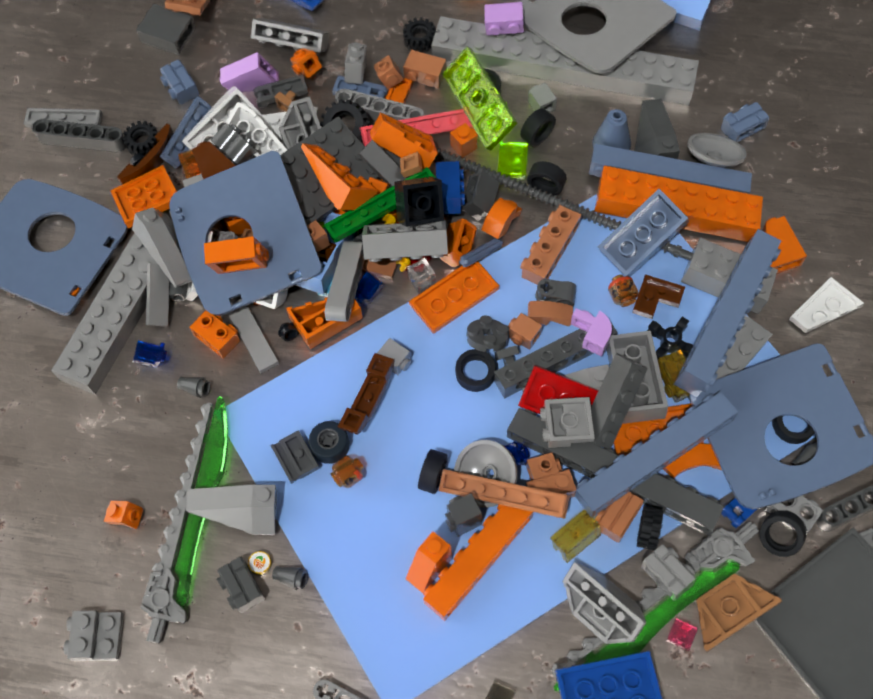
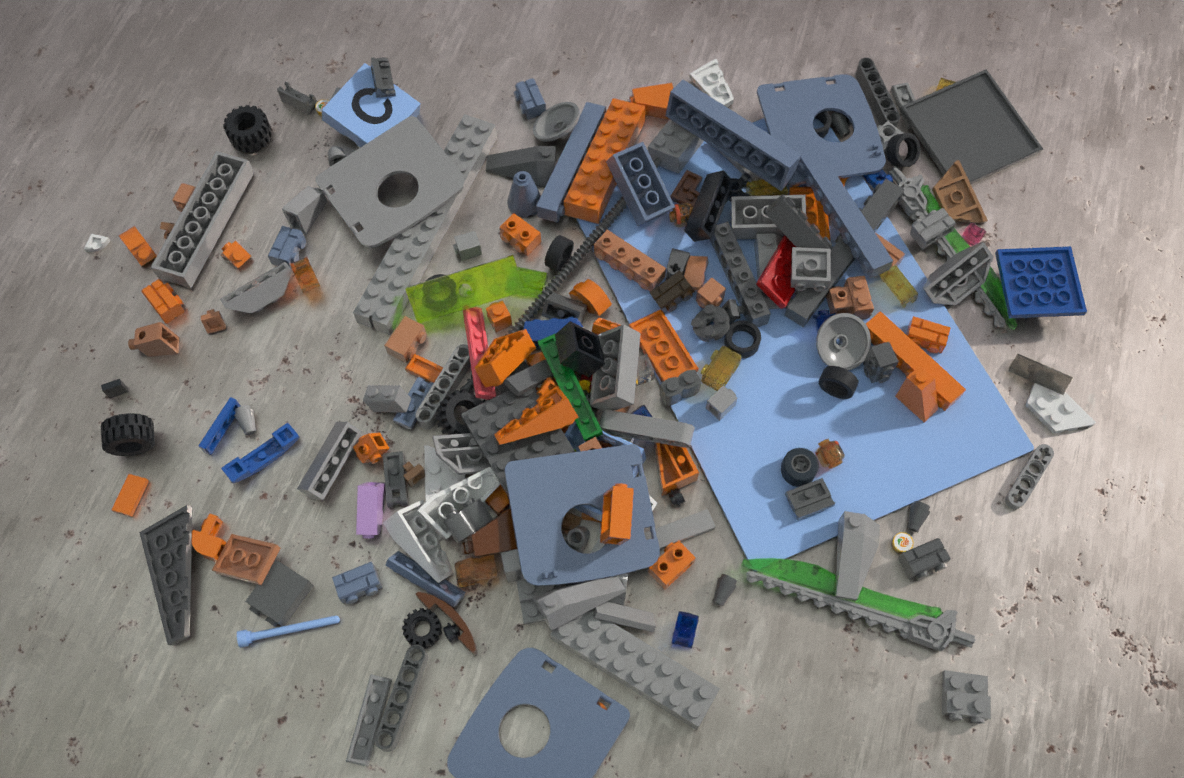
camera: 85 degrees left, 0 degrees up
(123, 514) = (850, 665): orange bracket -> none
(128, 15) = (246, 637): none -> light blue piece
(144, 192) = (501, 623): orange plate -> none
(369, 396) = (761, 426): reddish brown slope -> none
(388, 72) = (405, 370): nougat brick -> none
(405, 313) = (680, 387): none -> dark grey brick
(411, 164) = (533, 354): medium nougat tile -> none
(415, 27) = (356, 331): black tyre -> none
(434, 351) = (721, 368): none -> clear yellow brick
(480, 252) = (626, 317): sand blue axle -> none
(504, 18) = (382, 252): lavender brick -> none
(505, 493) = (868, 323): nougat tile -> none
(516, 573) = (928, 334): none -> orange brick
(517, 290) = (672, 292): none -> dark brown brick
(538, 127) = (501, 247): black tyre -> none
(565, 143) = (520, 234): none -> orange brick
(597, 330) = (733, 230): lavender brick -> none
(633, 308) = (708, 206): none -> black brick
(650, 528) = (898, 232): black tyre -> none

